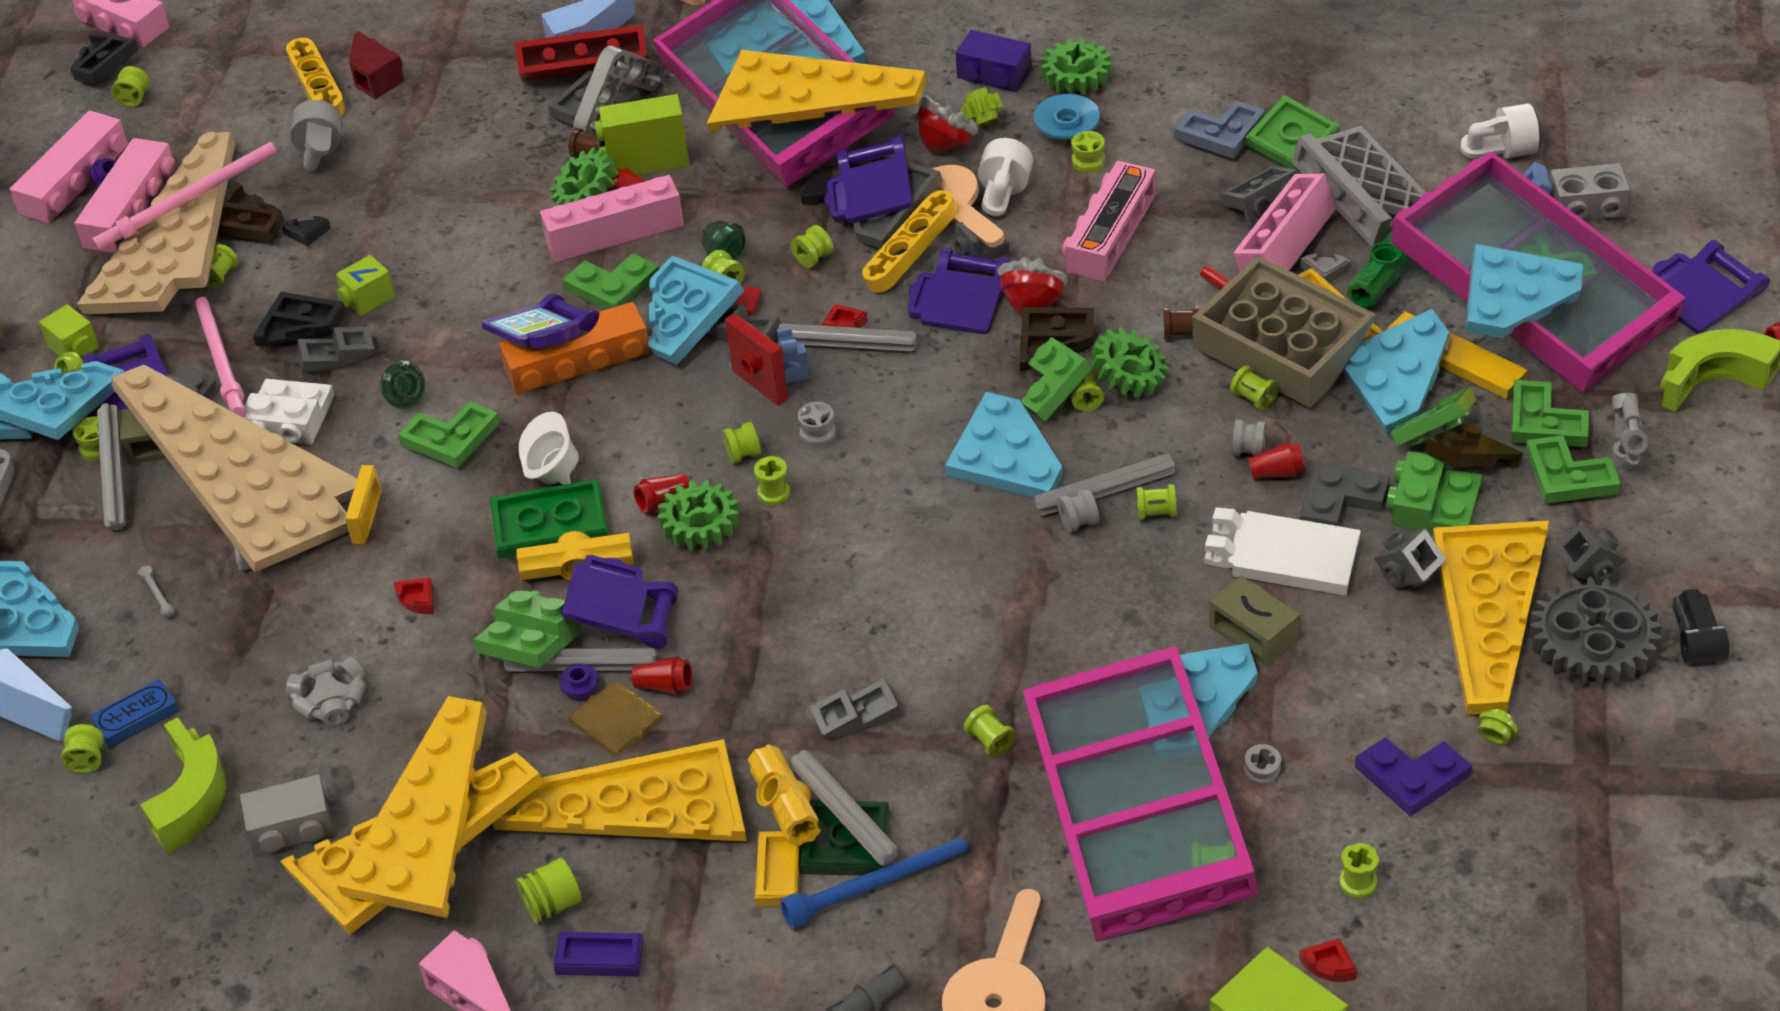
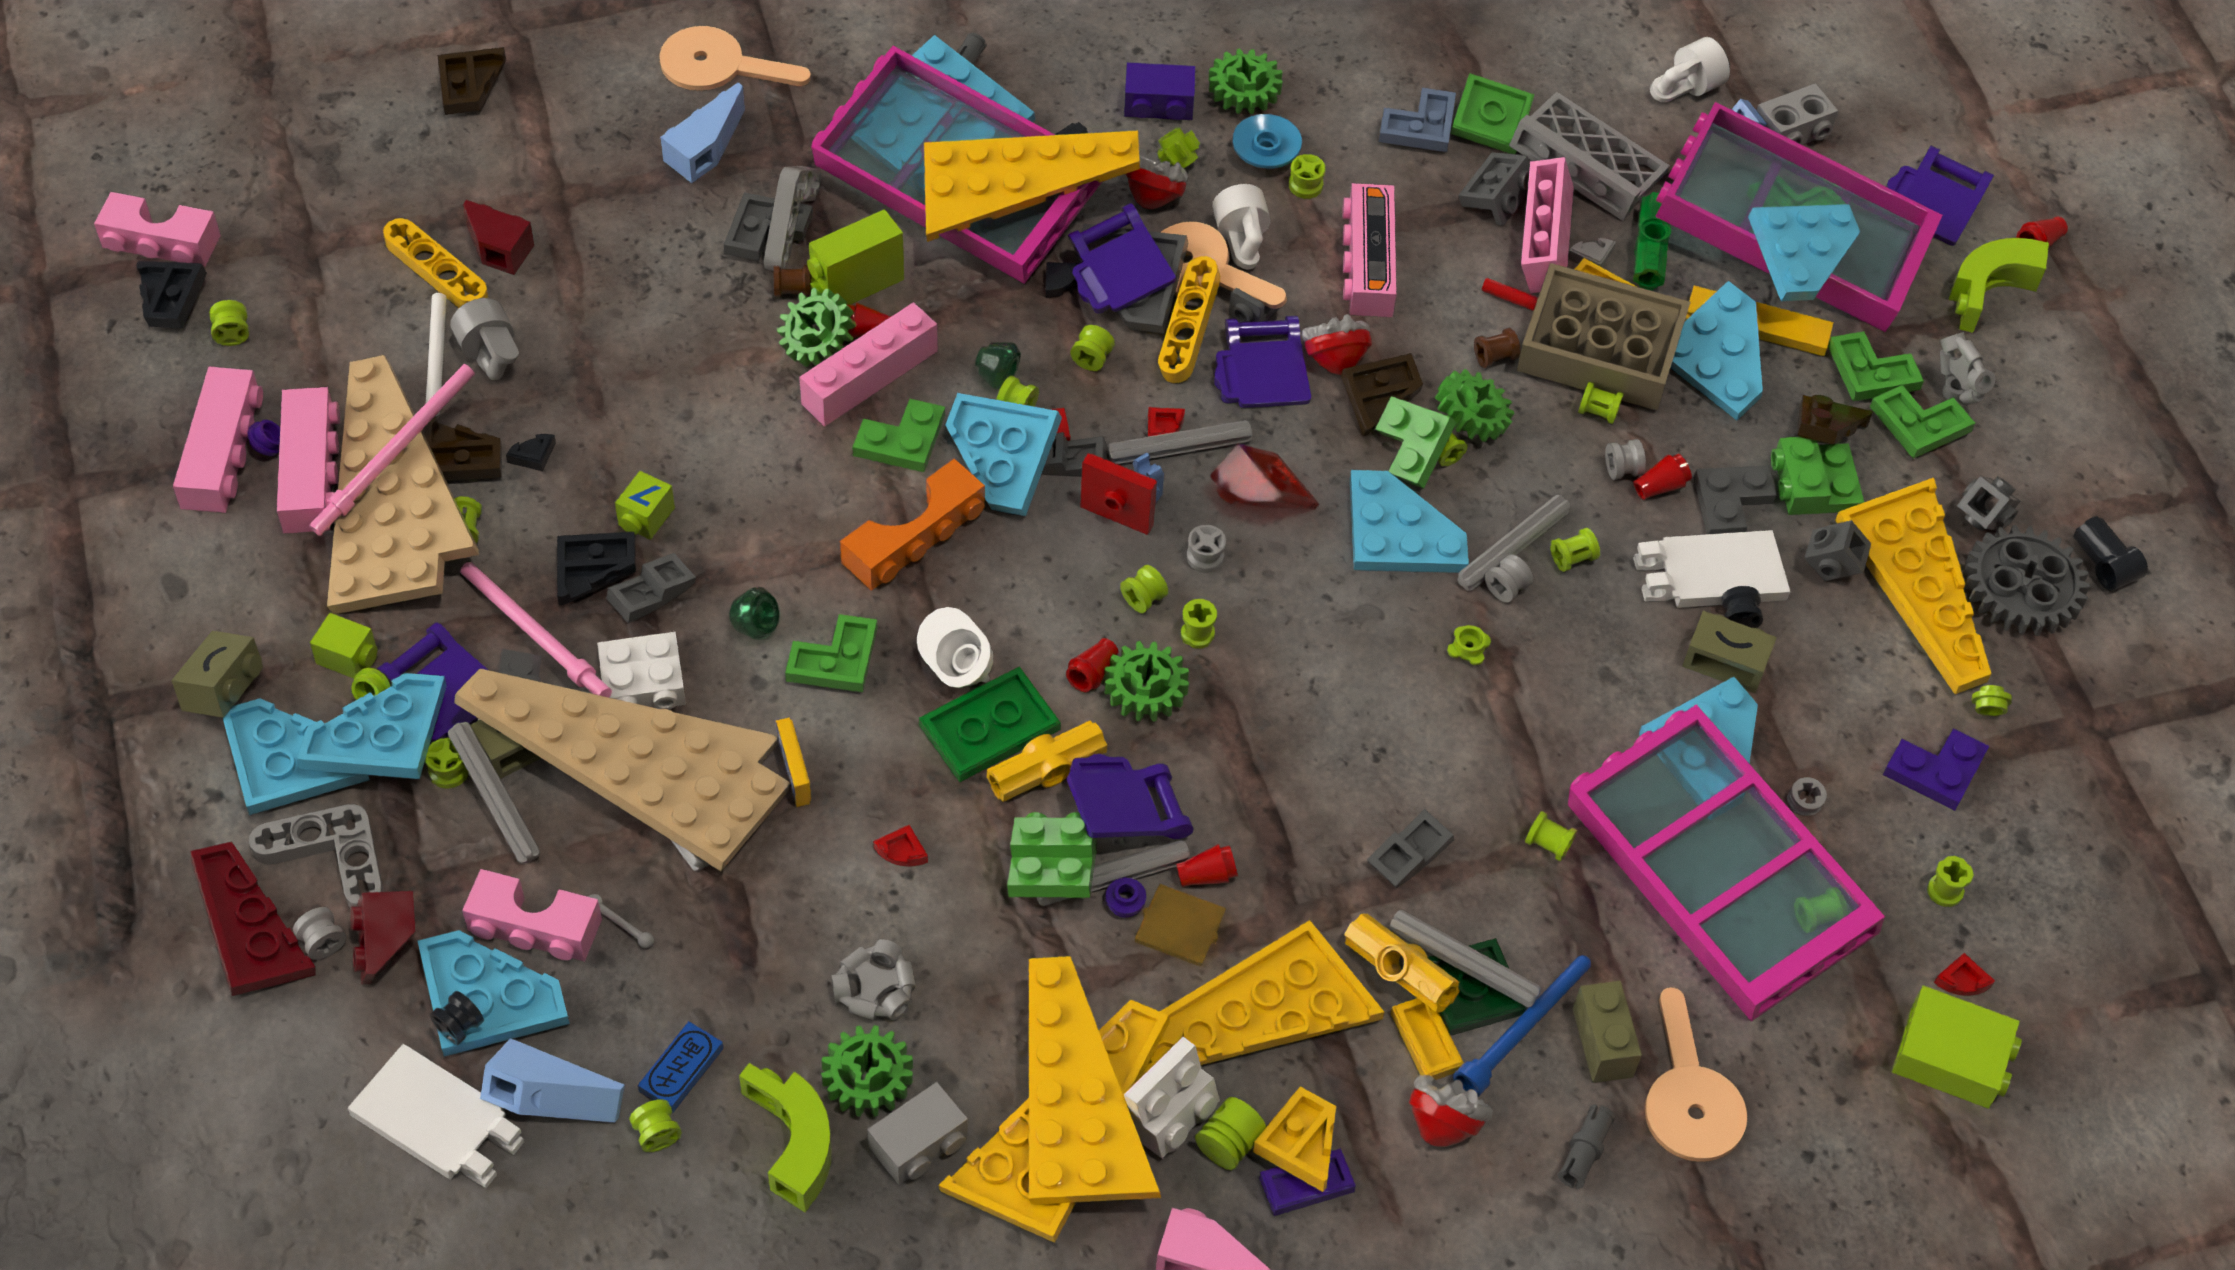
camera: 30 degrees left, 10 degrees up
(69, 558) = (562, 929): none -> bright pink arch
(275, 753) = (852, 1060): none -> bright green gear
(278, 140) = (436, 345): none -> white bar
(504, 840) = (1171, 1099): none -> white plate
(543, 324) = (872, 512): dark purple piece -> none
(574, 52) = (728, 174): red brick -> none
(608, 912) = (1300, 1138): none -> yellow wing
(750, 929) = (1447, 1111): none -> hair
(897, 380) = (1260, 480): none -> clear red slope
(940, 905) = (1606, 1031): none -> olive brick
(1011, 556) = (1472, 636): none -> lime plate
(1290, 585) = (1743, 605): none -> black wheel
(1445, 413) = (1794, 390): bright green plate -> none

